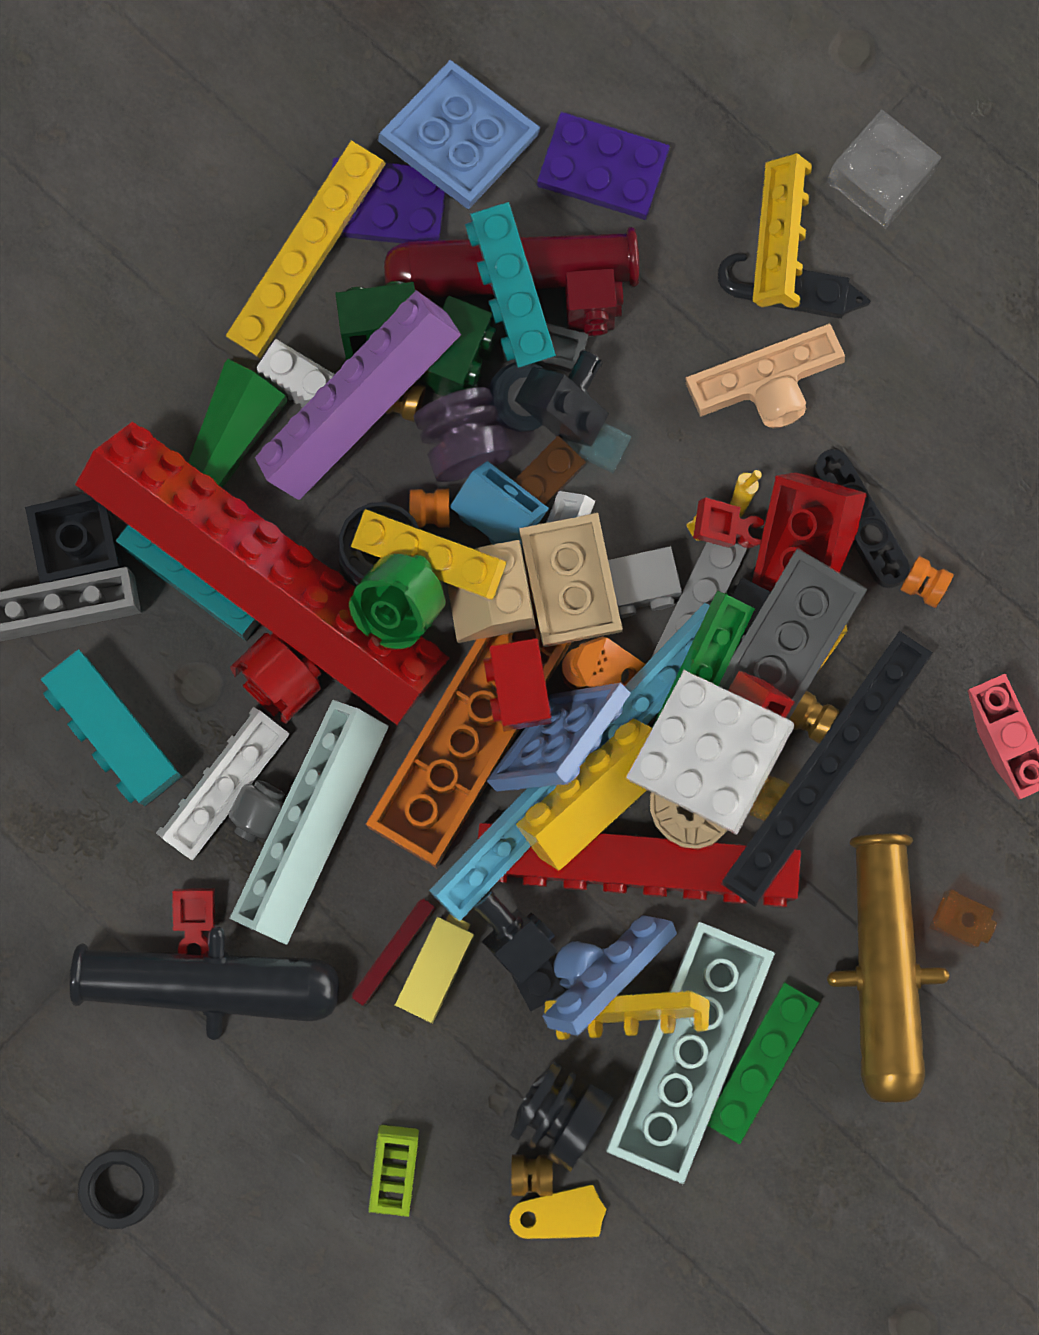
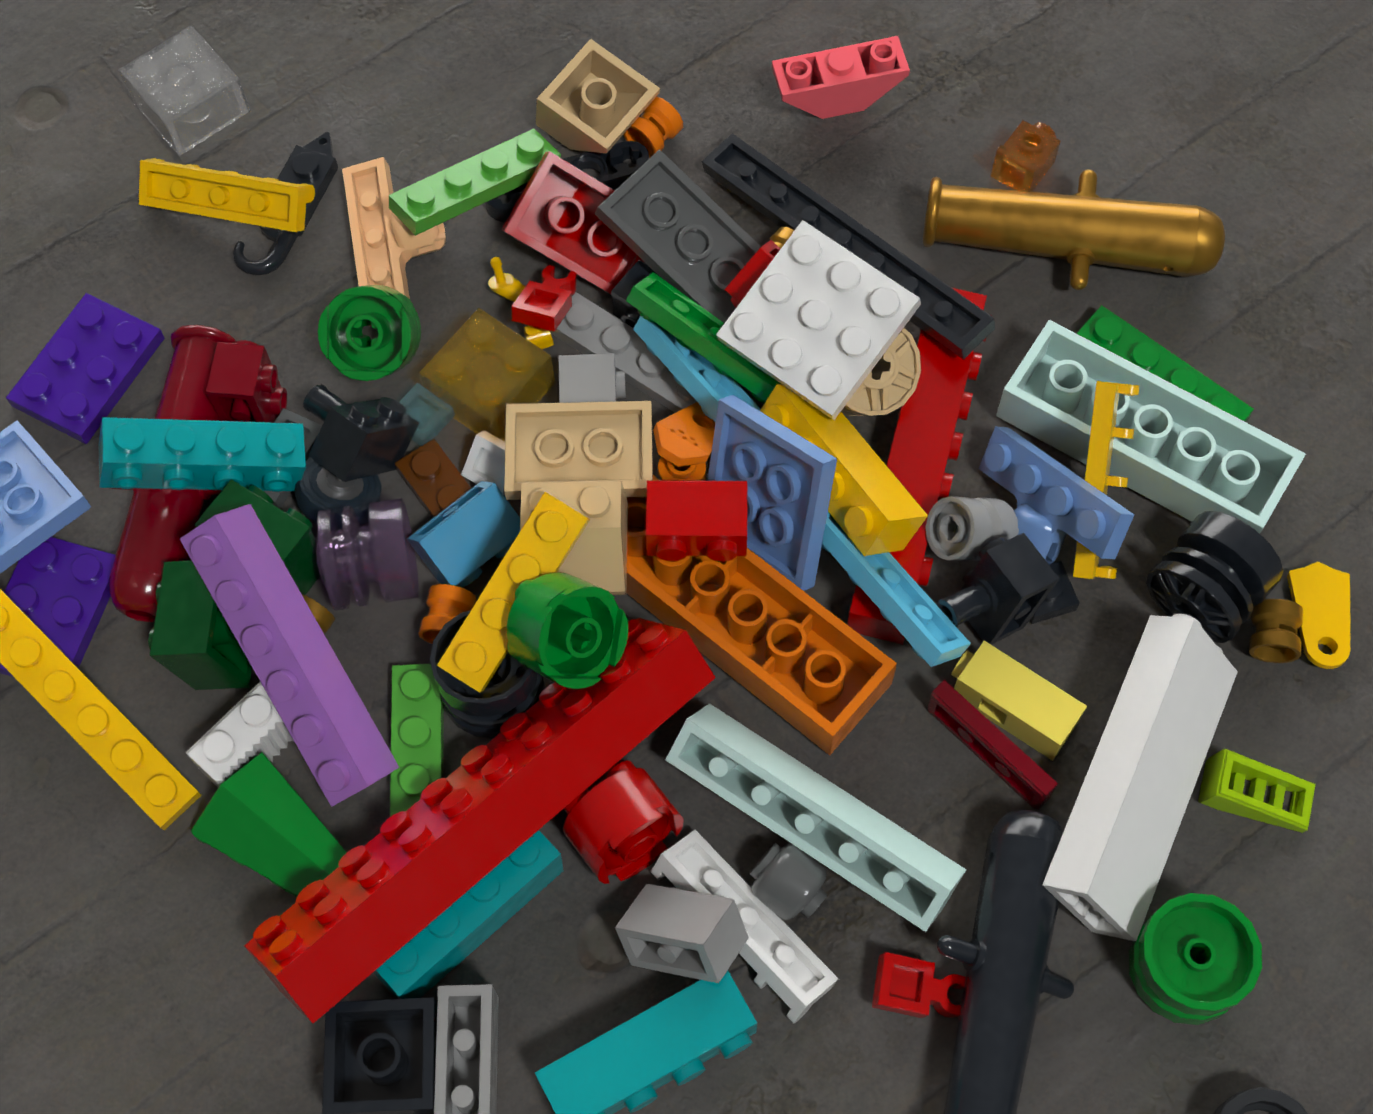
camera: 80 degrees left, 15 degrees down
(199, 737) = (682, 932): none -> light grey brick
(226, 1144) = (1223, 965): none -> green wheel
(321, 508) = (415, 734): none -> bright green plate
(381, 1072) = (1141, 777): none -> white brick
(568, 912) = (963, 526): none -> light grey wheel
(646, 492) = (485, 370): none -> clear yellow brick
(663, 387) = (355, 353): none -> green brick
(826, 439) = (469, 182): none -> bright green plate
(935, 527) = (593, 100): none -> tan slope

